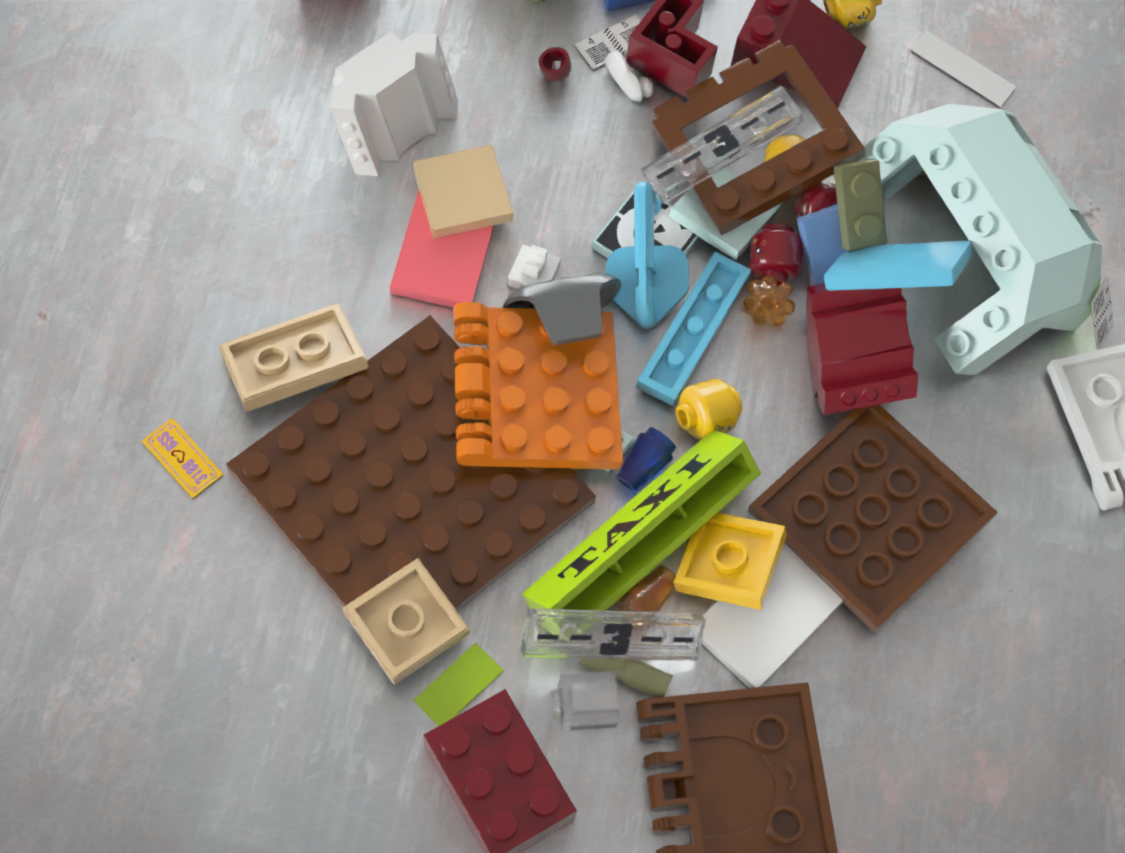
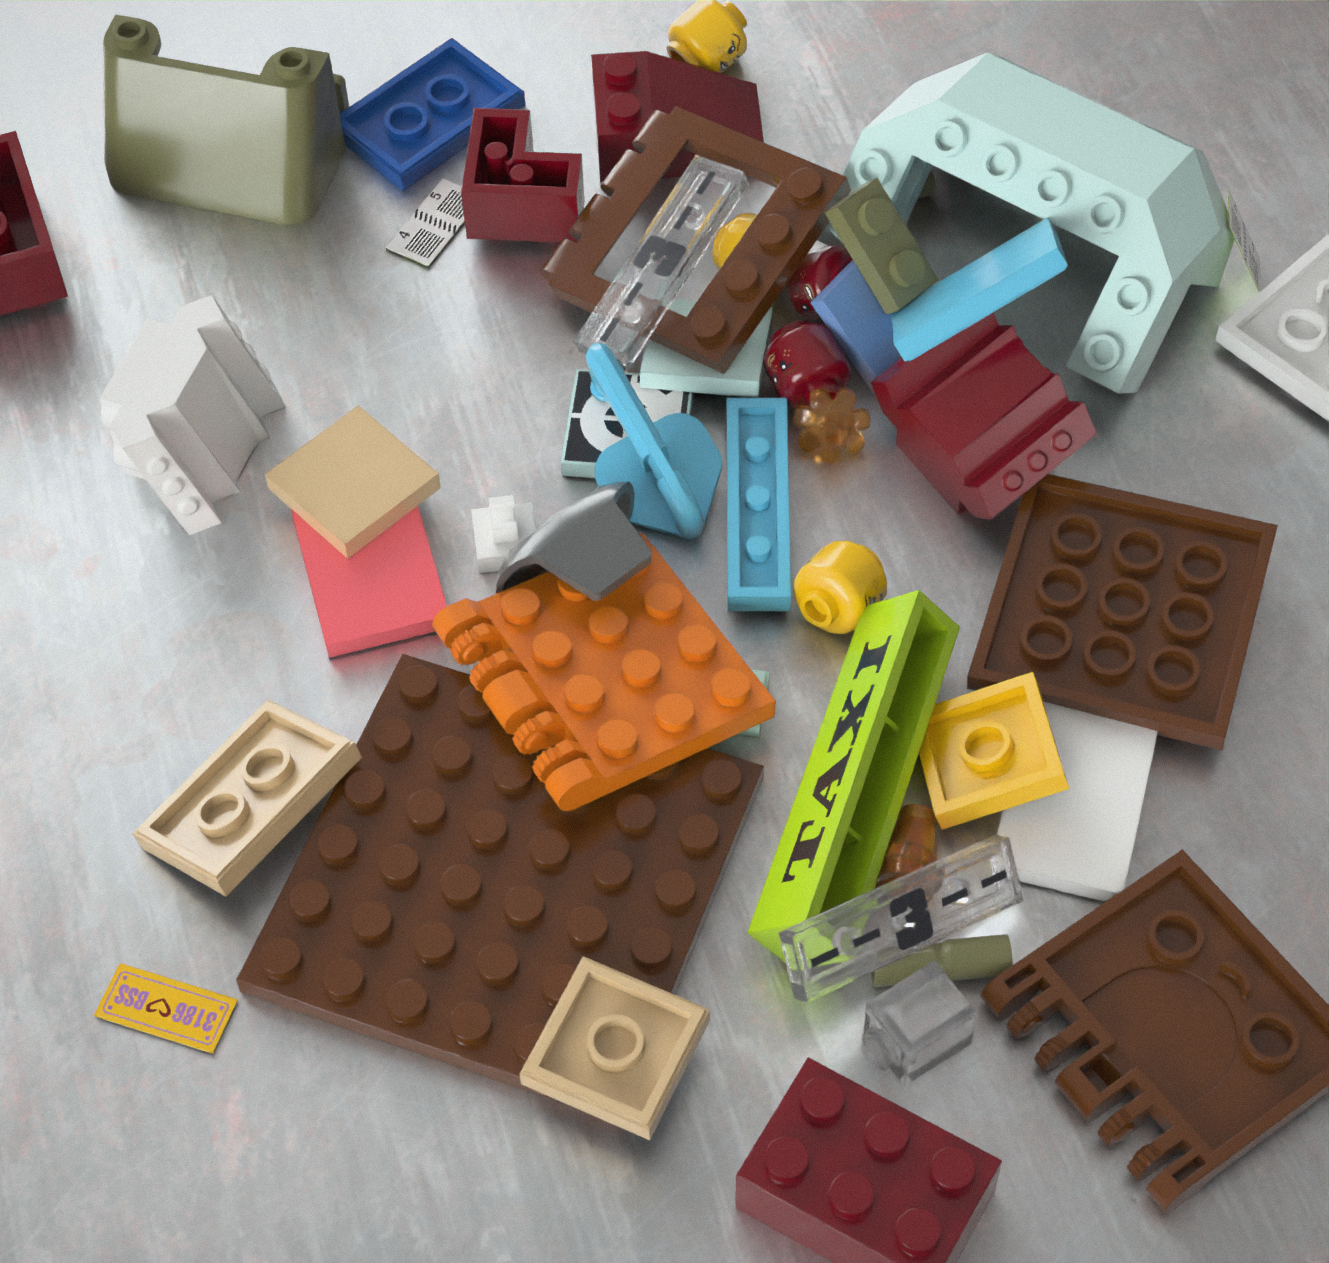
camera: 20 degrees left, 10 degrees down
(458, 685) = (730, 1102): lime sticker -> none
(547, 64) = (372, 266): dark red hinge -> none
(626, 79) = (494, 259): white arm -> none
(646, 458) = (799, 686): clear blue cone -> none
(963, 68) = (884, 56): white sticker -> none

